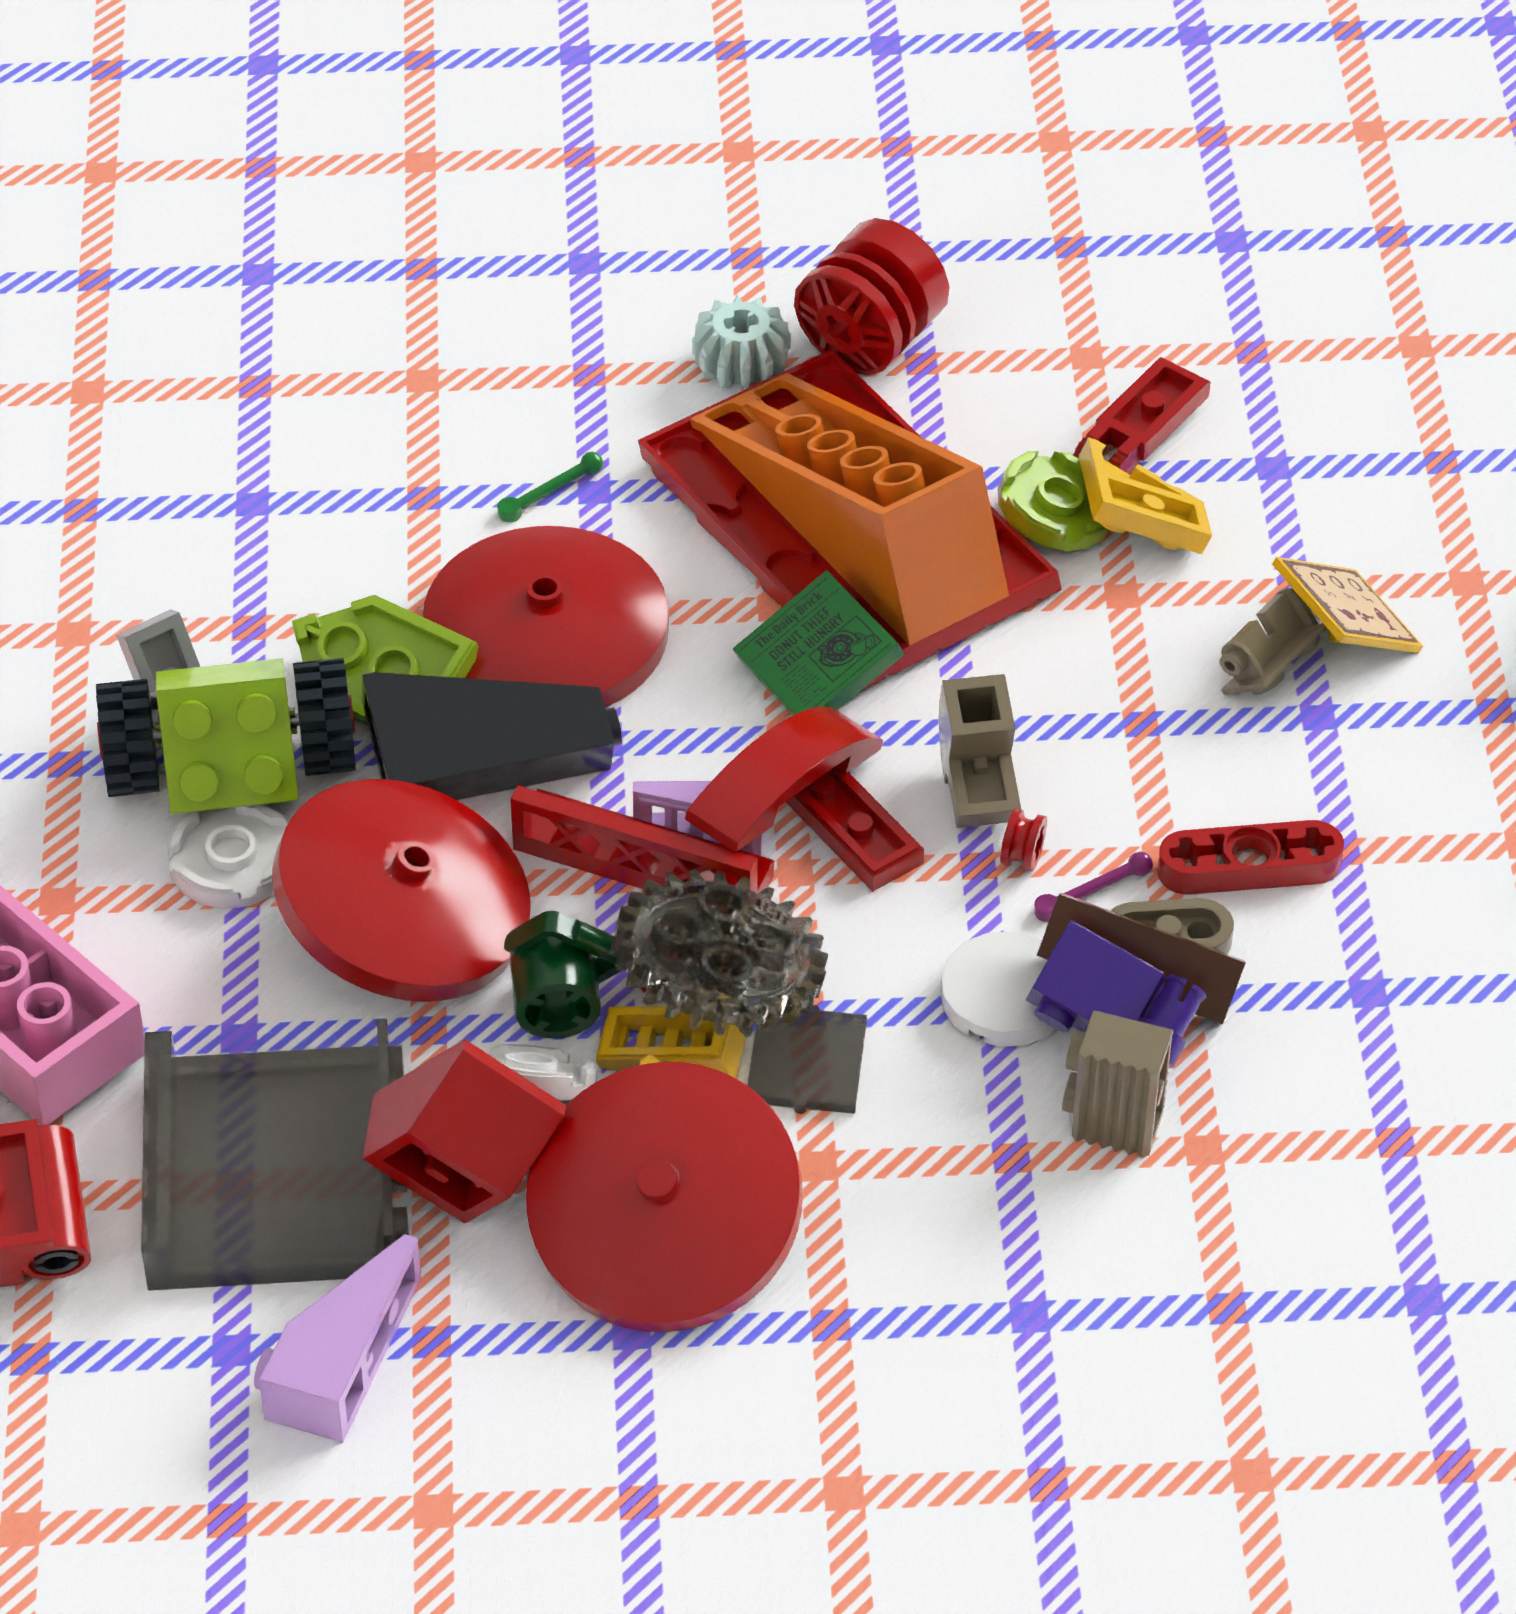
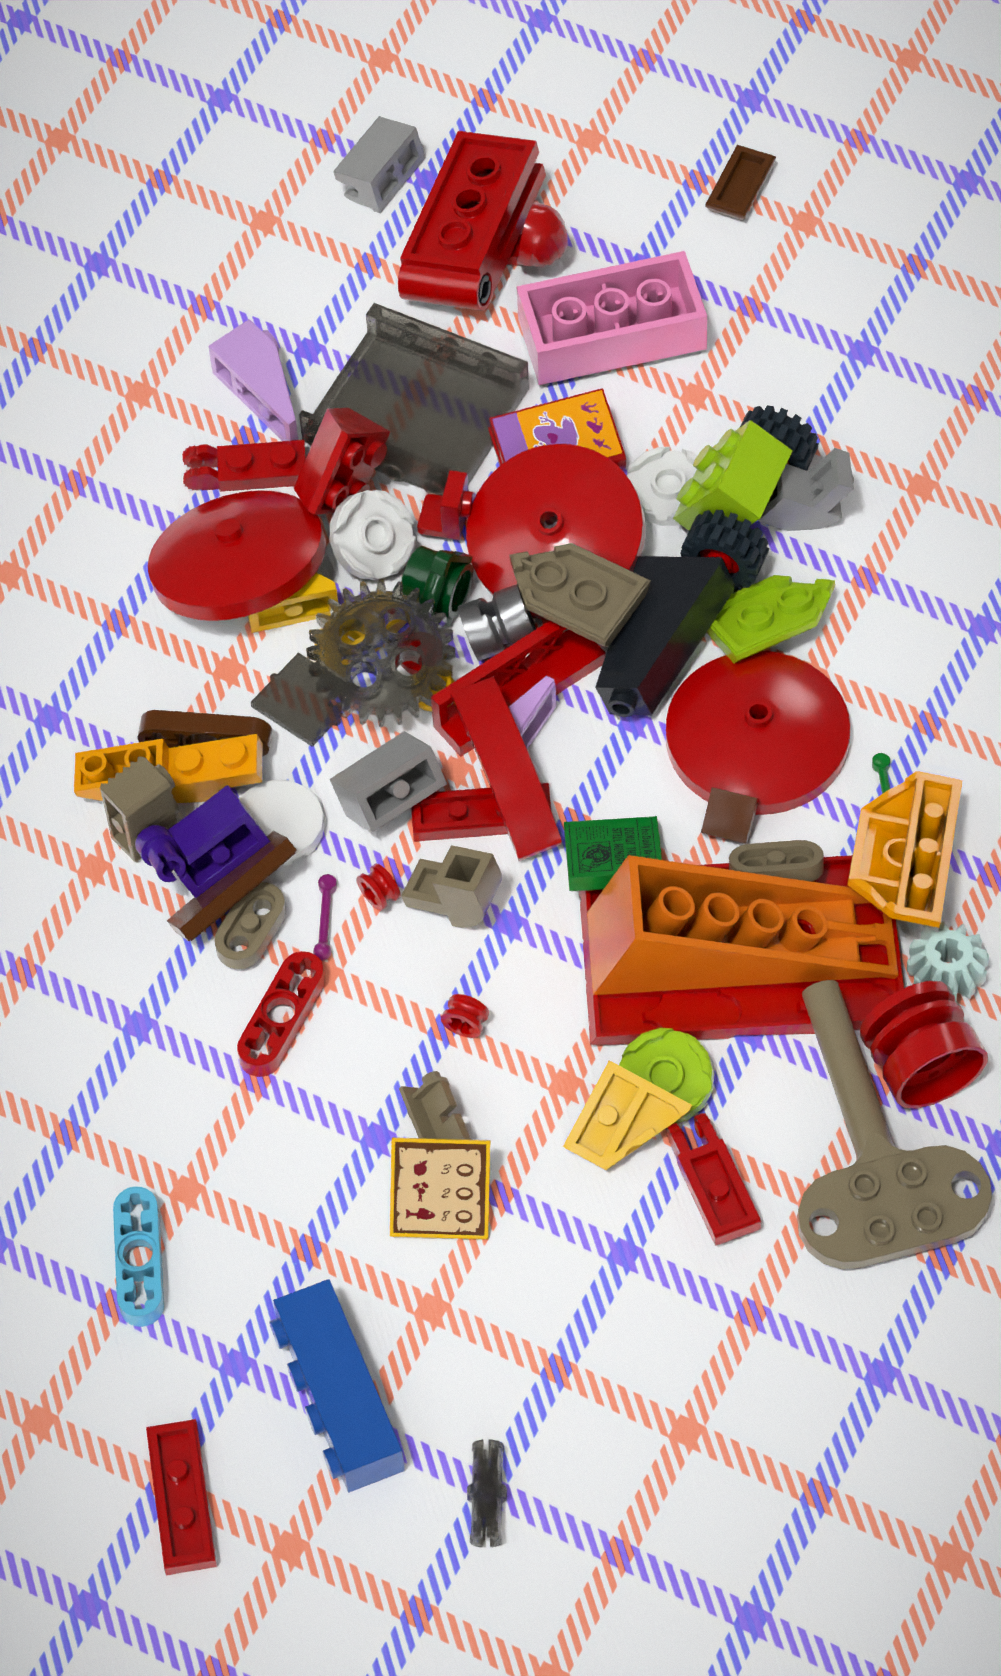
camera: 125 degrees right, 10 degrees up
(245, 970) = (572, 420): none -> piece
(427, 1015) = (446, 514): none -> red bracket
(487, 1299) = (244, 465): none -> red hinge
(500, 791) = (579, 590): none -> dark tan tile
(571, 877) = (495, 622): none -> flat silver wheel
(648, 384) = (907, 848): none -> light orange wedge
(686, 584) = (729, 815): none -> reddish brown tile
(739, 499) = (781, 859): none -> dark tan plate
(884, 884) = (388, 781): none -> light grey brick
(946, 1111) = (190, 728): none -> reddish brown beam
(1024, 1116) = (196, 768): none -> light orange slope
(1035, 277) = (890, 1197): none -> dark tan piece
(1123, 688) = (465, 1016): none -> red bush

